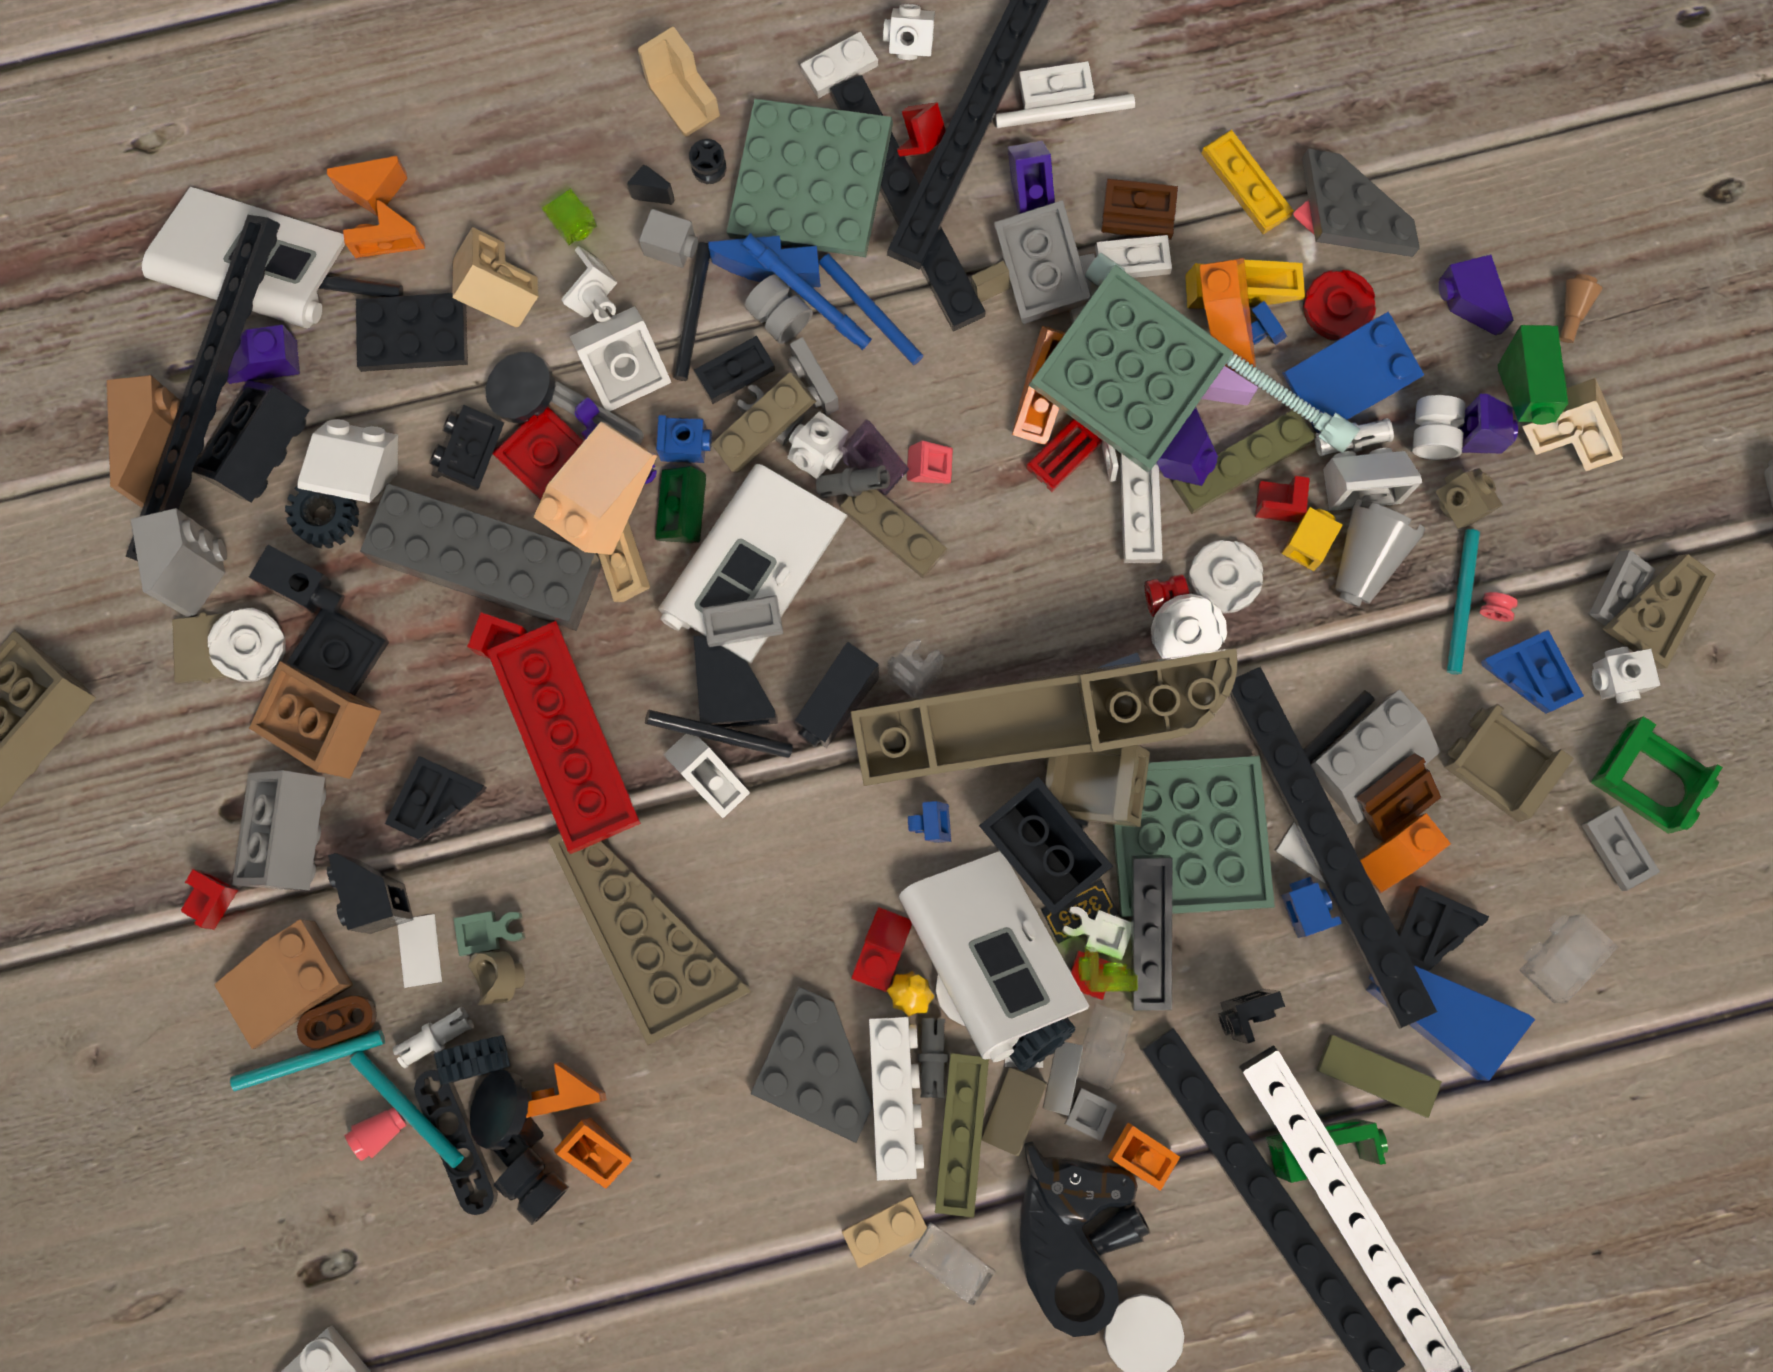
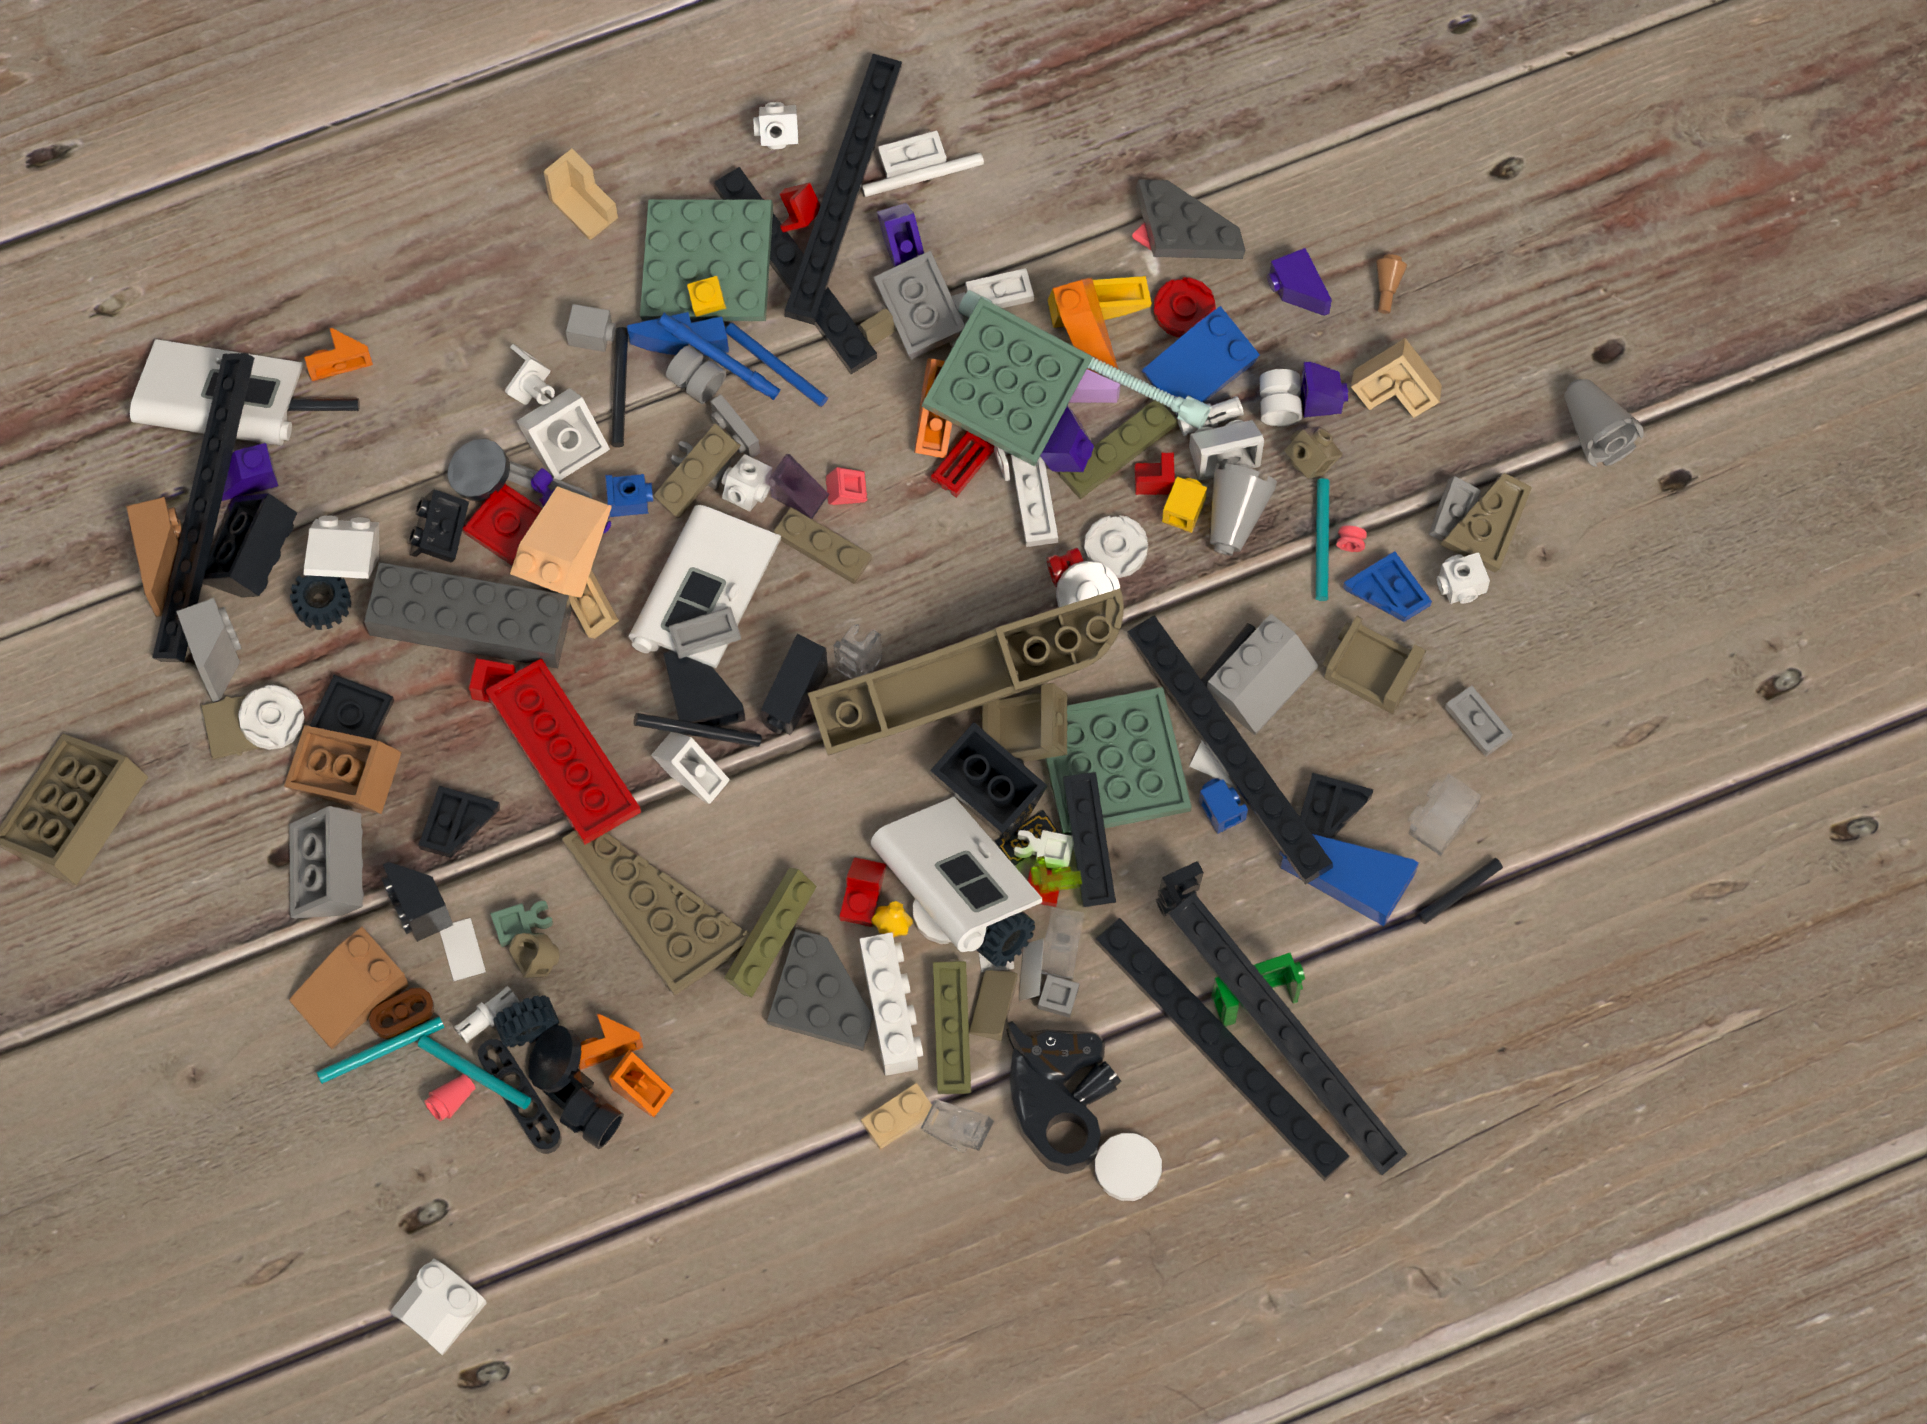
camera: 10 degrees left, 10 degrees down
(208, 899) = (273, 929): red panel -> none
(286, 576) = (309, 656): black torso -> none
(369, 181) = (316, 314): orange slope -> none
(411, 332) = (373, 436): black plate -> none
(489, 282) = (439, 385): tan panel -> none
(570, 217) = (499, 321): clear neon green bracket -> none
(650, 187) = (567, 286): black slope -> none
(681, 505) = (633, 550): dark green slope -> none
(711, 153) = (614, 250): black wheel -> none
(734, 369) = (664, 430): black plate -> none
(769, 988) = (770, 932): none -> olive plate
(802, 220) = (706, 296): none -> yellow plate
(839, 64) = (717, 160): white plate -> none
(853, 481) = (782, 508): dark grey pin -> none
(932, 1058) = (918, 970): dark grey pin -> none
(933, 822) = (891, 780): blue tile -> none
(1139, 208) = (998, 249): reddish brown plate -> none
(1143, 1156) = (1106, 1018): orange slope -> none
(1247, 182) = (1090, 214): yellow tile -> none
(1266, 325) = (1121, 333): blue tile -> none
(1379, 1076) = (1299, 933): olive tile -> none
(1399, 797) = (1285, 704): reddish brown plate -> none
(1404, 852) = (1295, 748): orange slope -> none
(1535, 374) = (1351, 341): green slope -> none
(1572, 1051) = (1460, 891): none -> black bar
(1697, 779) = (1533, 652): green panel -> none

